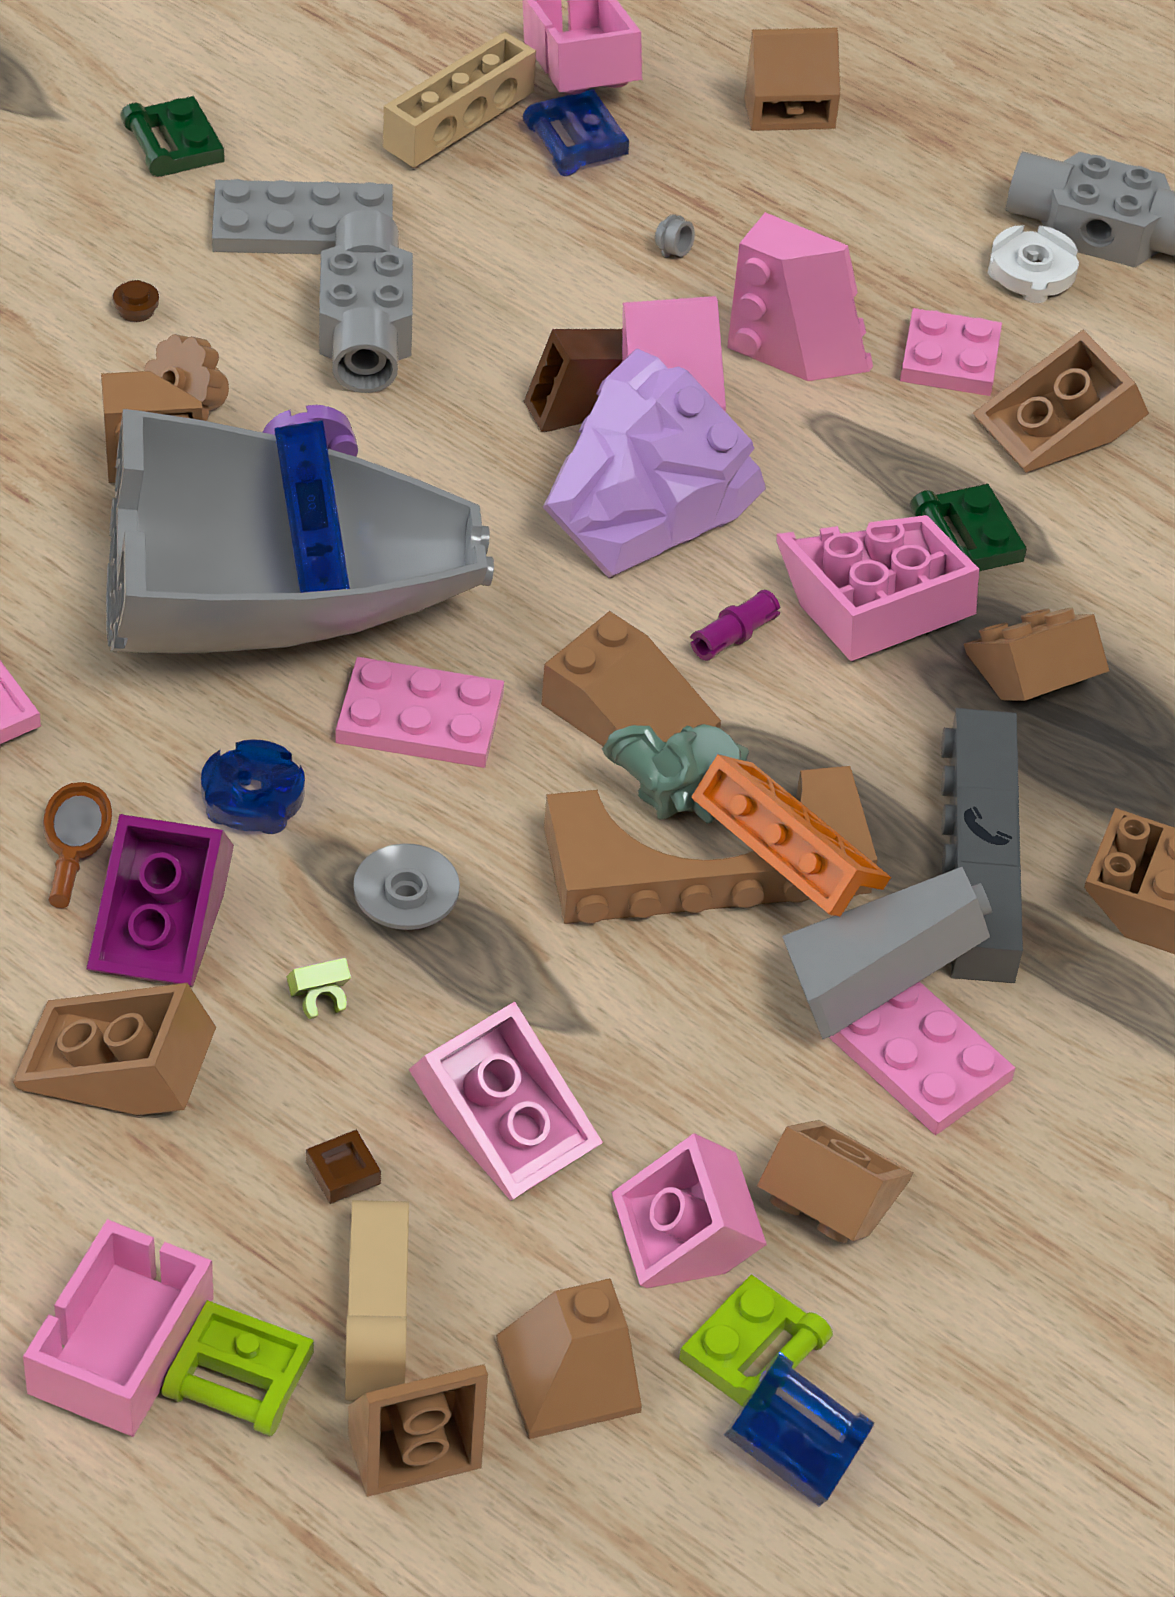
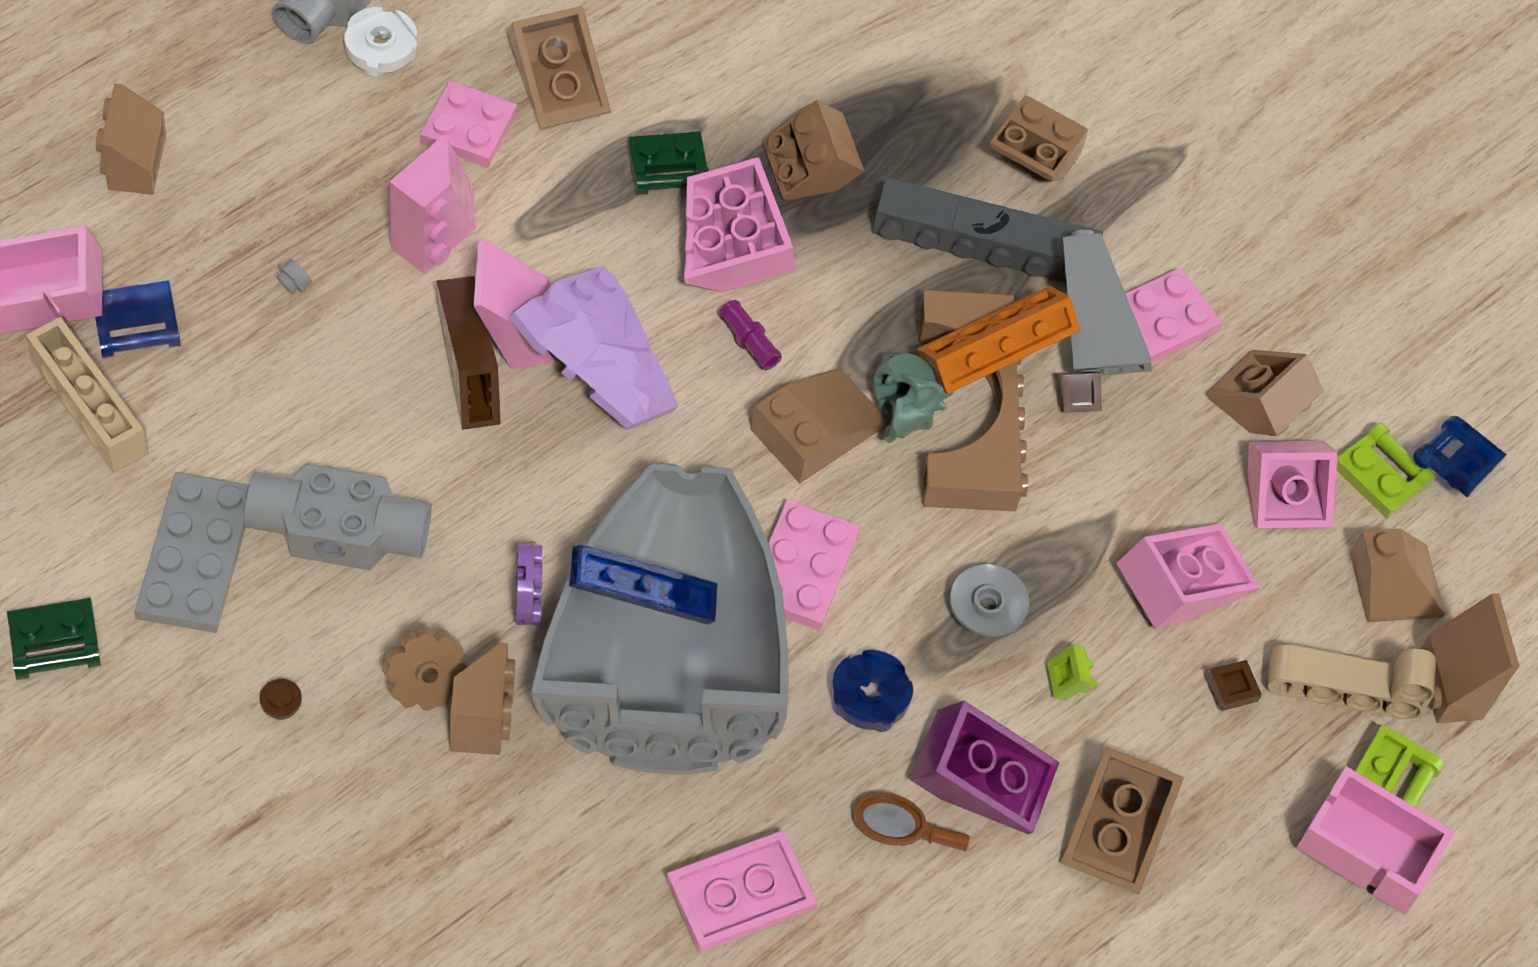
camera: 85 degrees left, 10 degrees up
(760, 962) = (1080, 392): none -> plate

